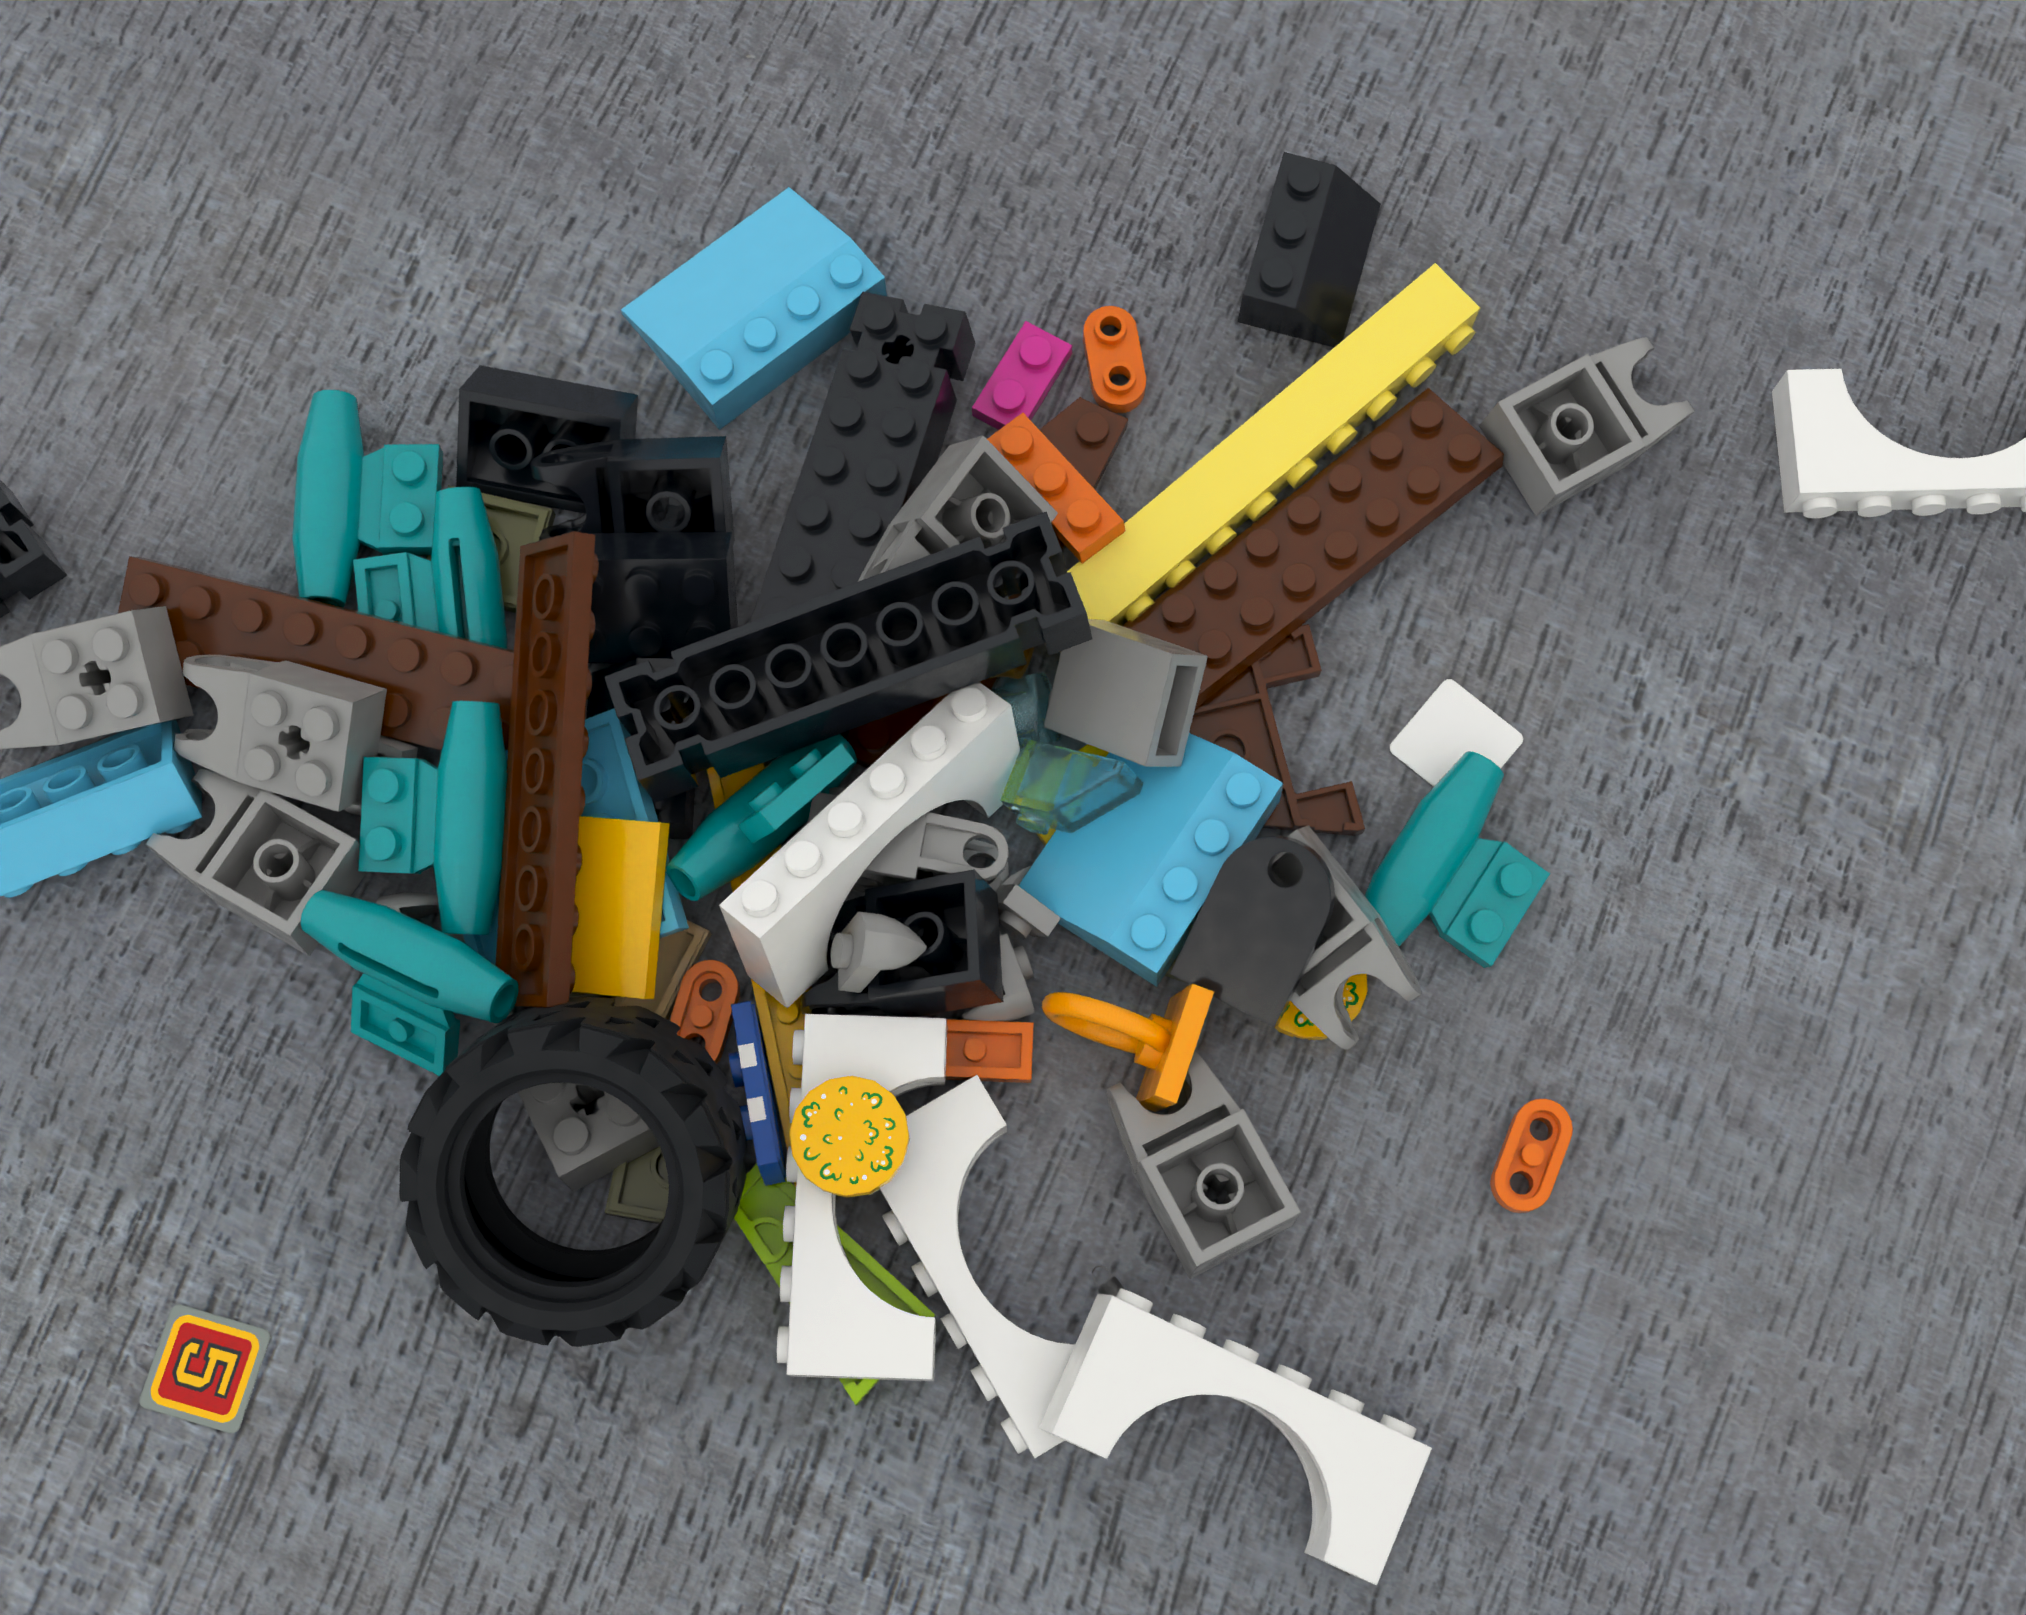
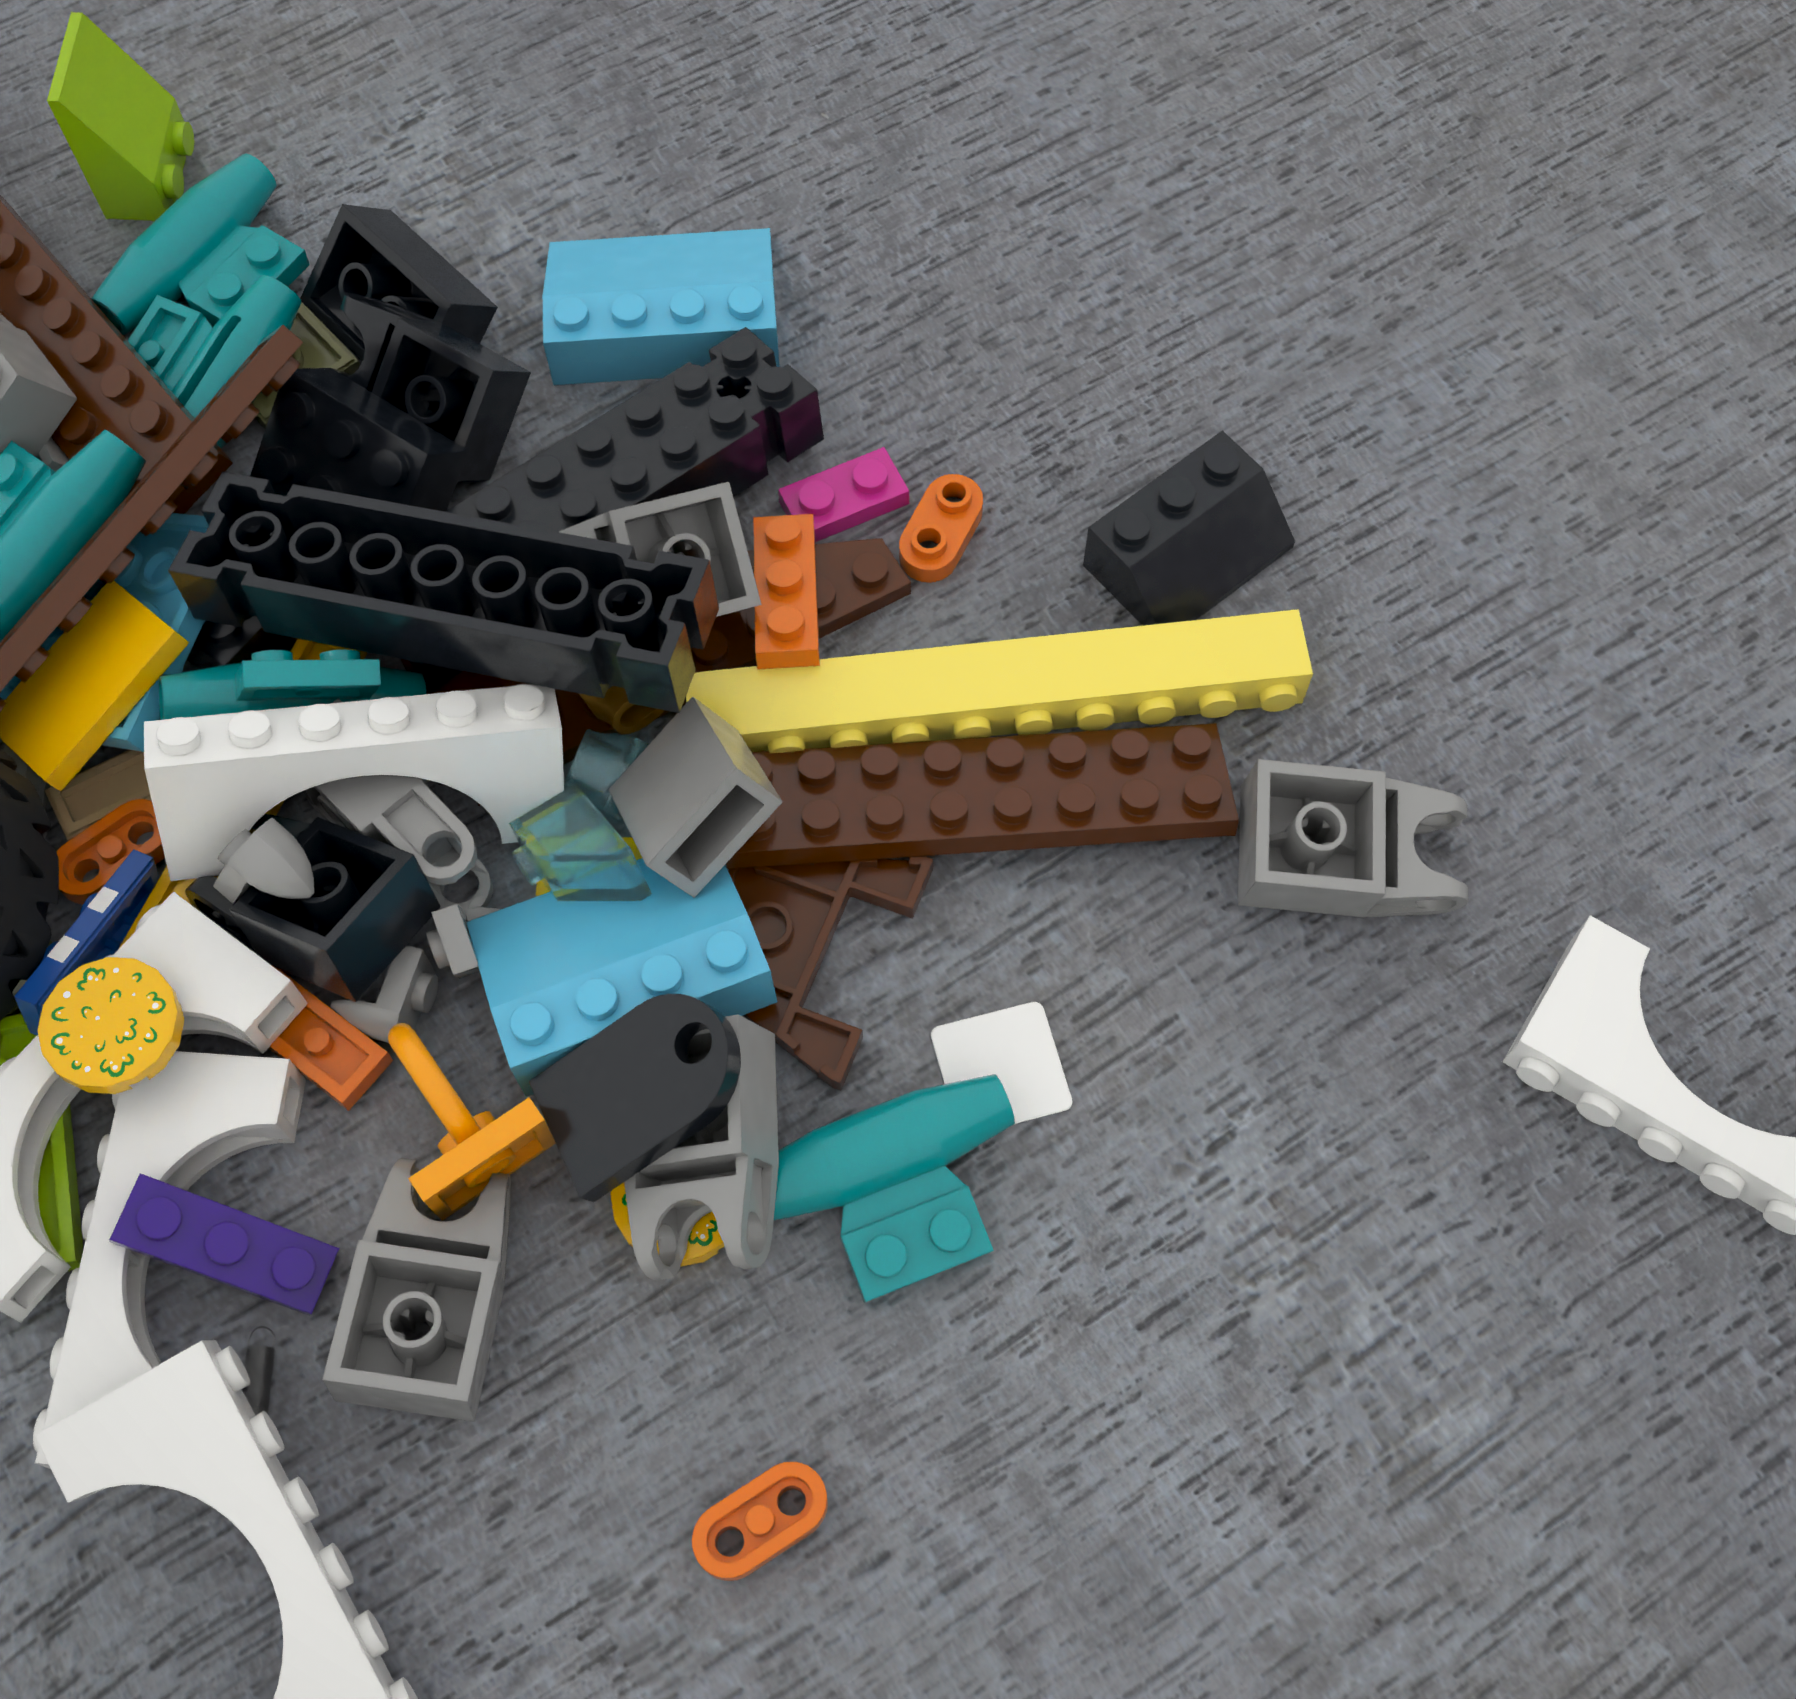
camera: 35 degrees right, 10 degrees down
(209, 435) = (119, 125): none -> lime slope
(1034, 1230) = (224, 1244): none -> dark purple plate

